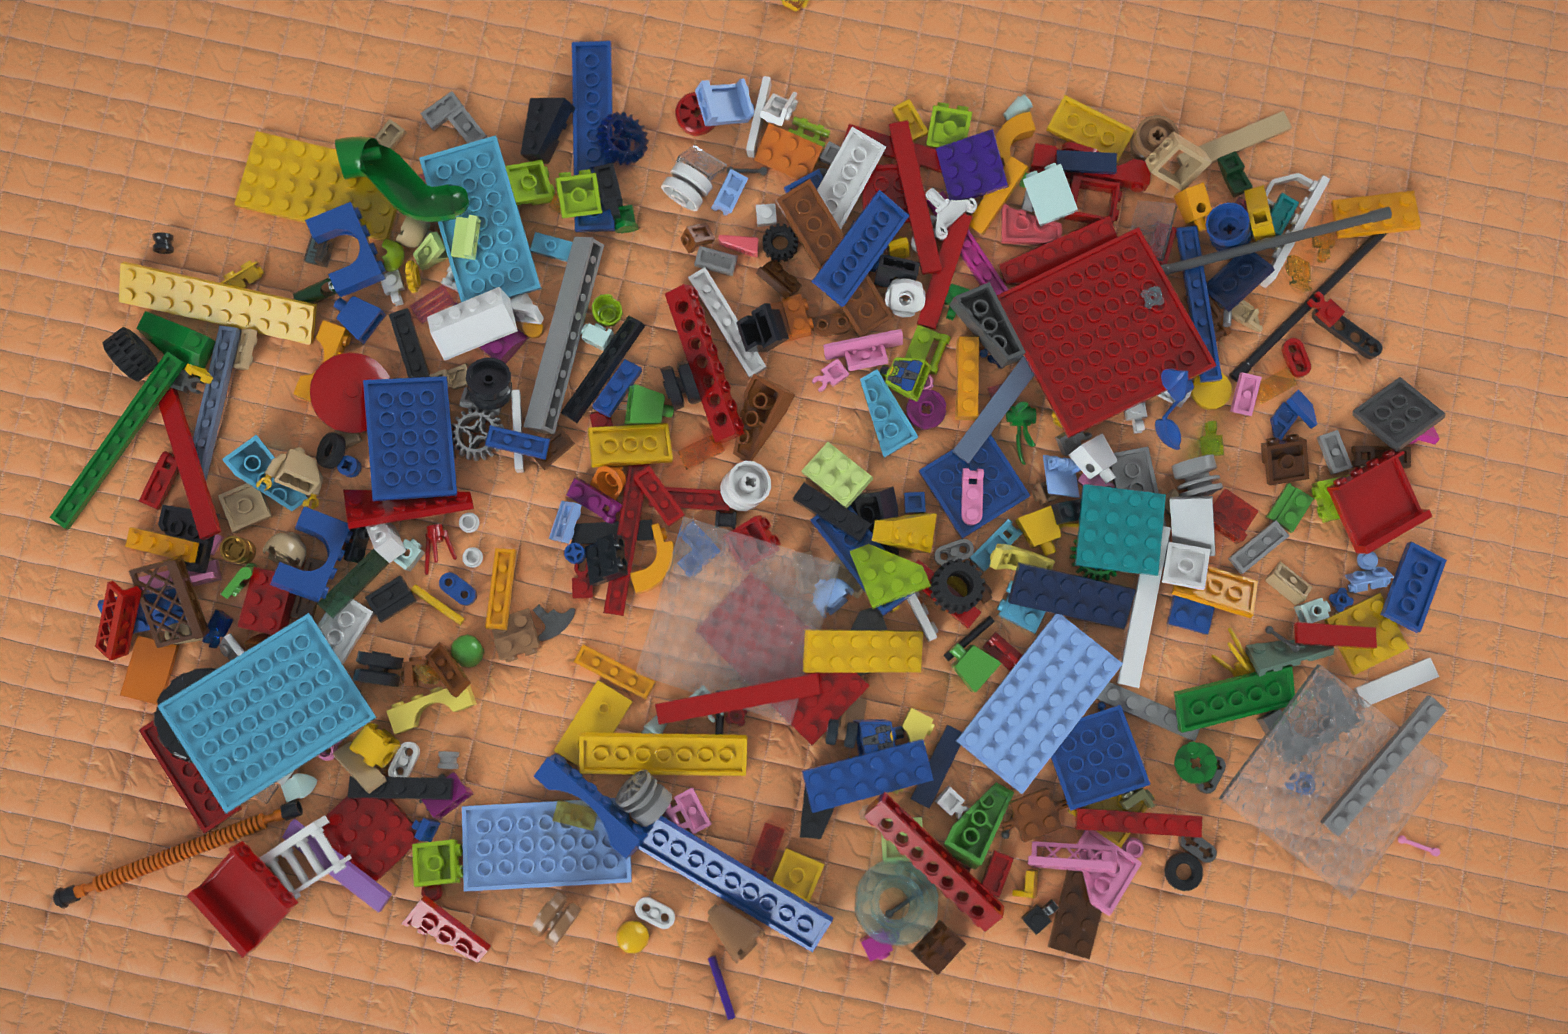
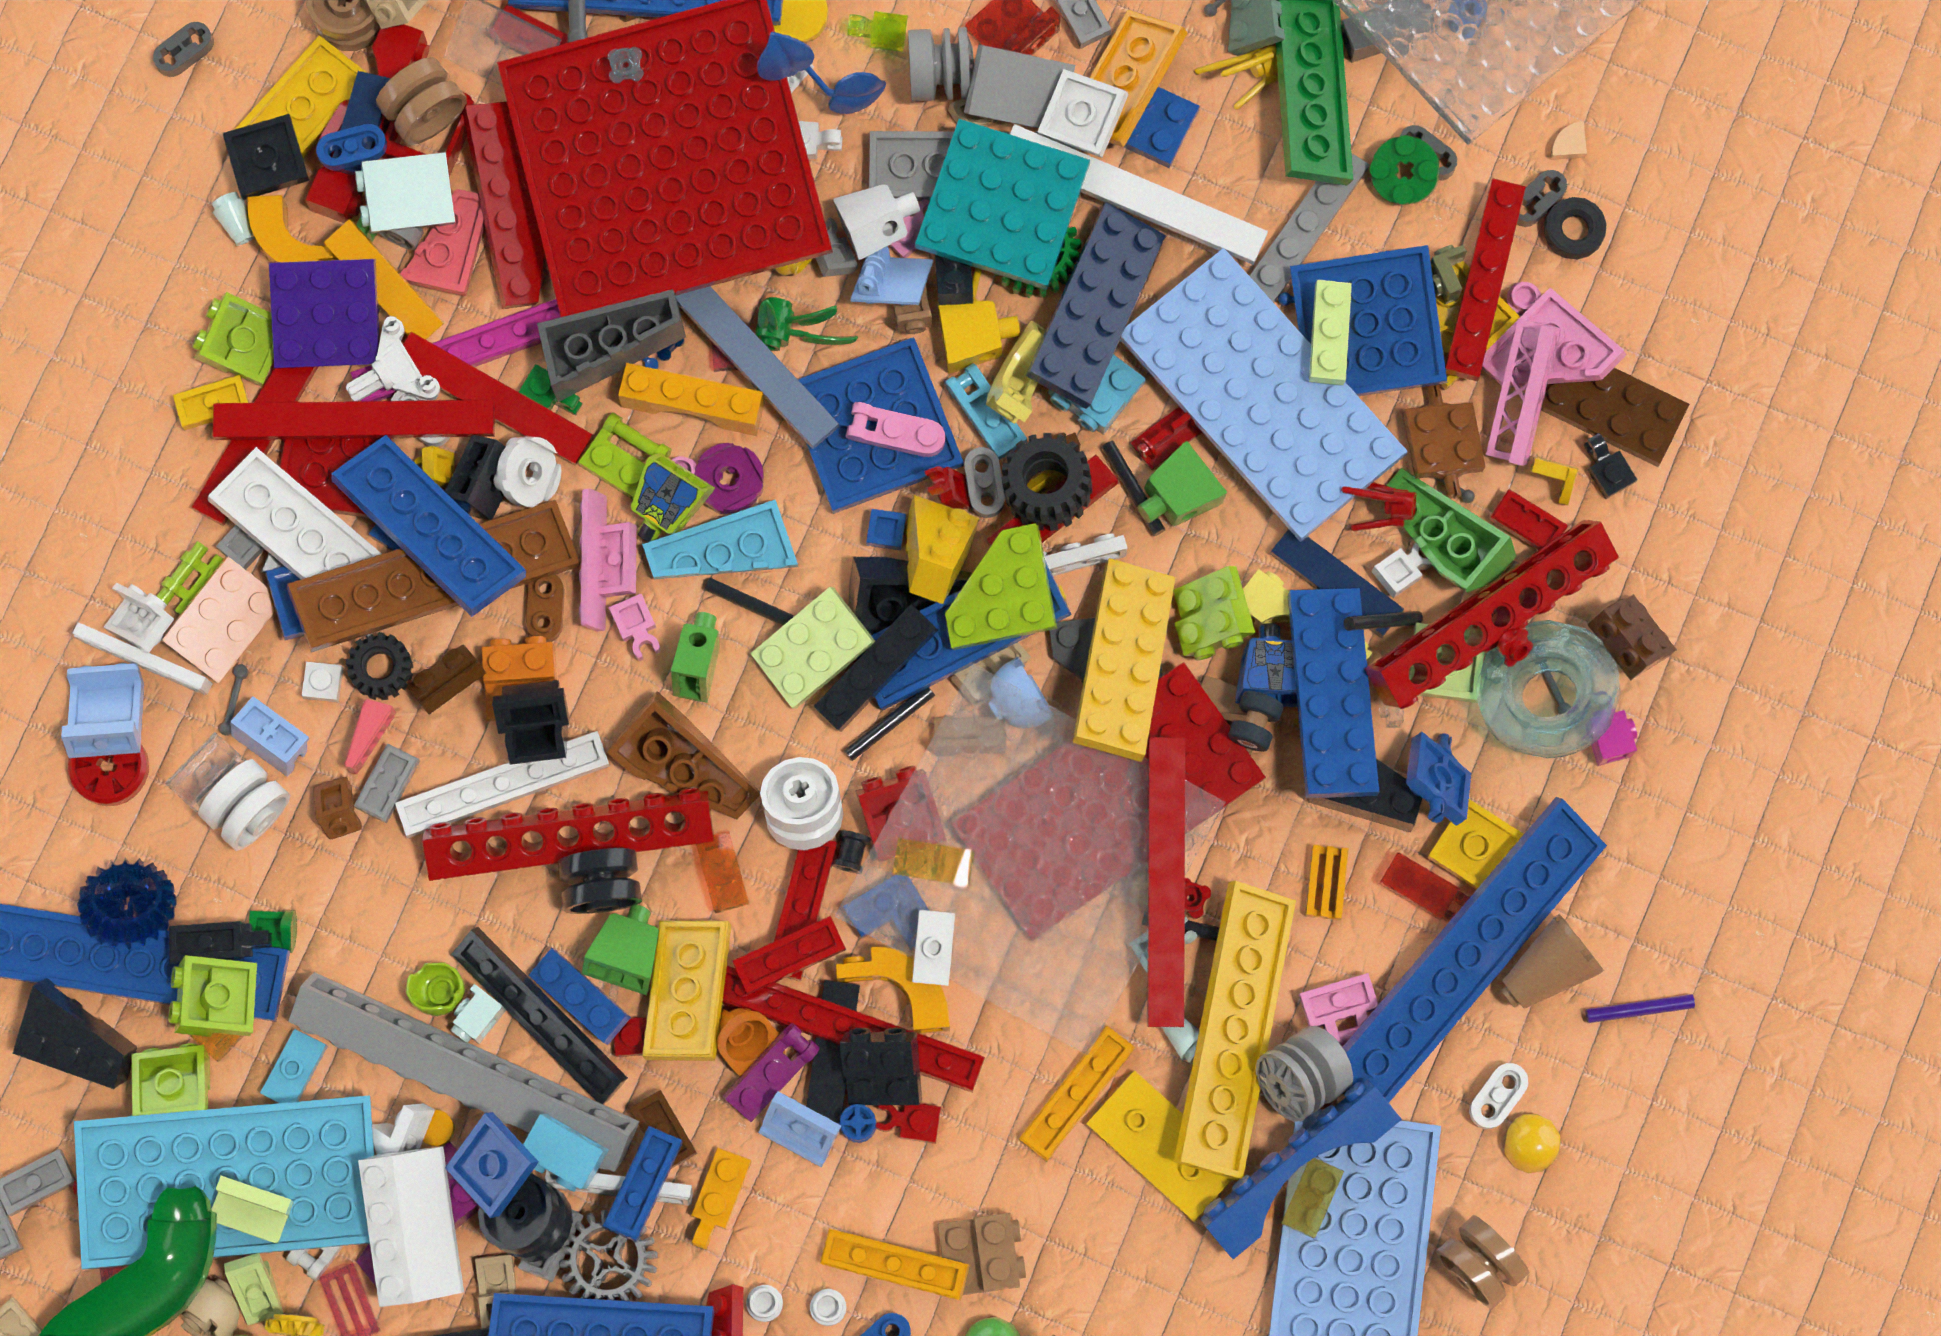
camera: 80 degrees left, 5 degrees down
(509, 357) = (491, 1164): none -> plate
(523, 486) = (719, 1194): none -> light orange plate
(525, 395) = (564, 1152): none -> medium azure brick
(553, 621) = (968, 1184): dark grey piece -> none
(676, 574) = (933, 947): none -> white plate
(722, 564) = (933, 862): none -> clear yellow slope
(765, 791) = (1330, 852): none -> light orange tile
(803, 526) = (888, 723): none -> black bar
(810, 411) = (696, 659): none -> bright green torso
(830, 846) = (1439, 778): none -> blue plate
(857, 434) = (748, 602): none -> black bar
(901, 697) = (1212, 614): none -> lime plate
(916, 878) = (1514, 646): none -> red plate
(917, 797) = (1382, 620): none -> black bar
(945, 533) = (949, 487): none -> red plate
(990, 794) = (1398, 504): none -> red plant
(1055, 115) = (266, 156): none -> black plate
(1072, 158) = (351, 143): none -> blue plate
(1084, 735) = (1330, 332): none -> yellowish green plate
(1105, 189) = (421, 101): none -> medium nougat wheel
(1110, 60) = (183, 48): none -> dark grey beam
(1236, 860) = (1570, 142): none -> light nougat tile

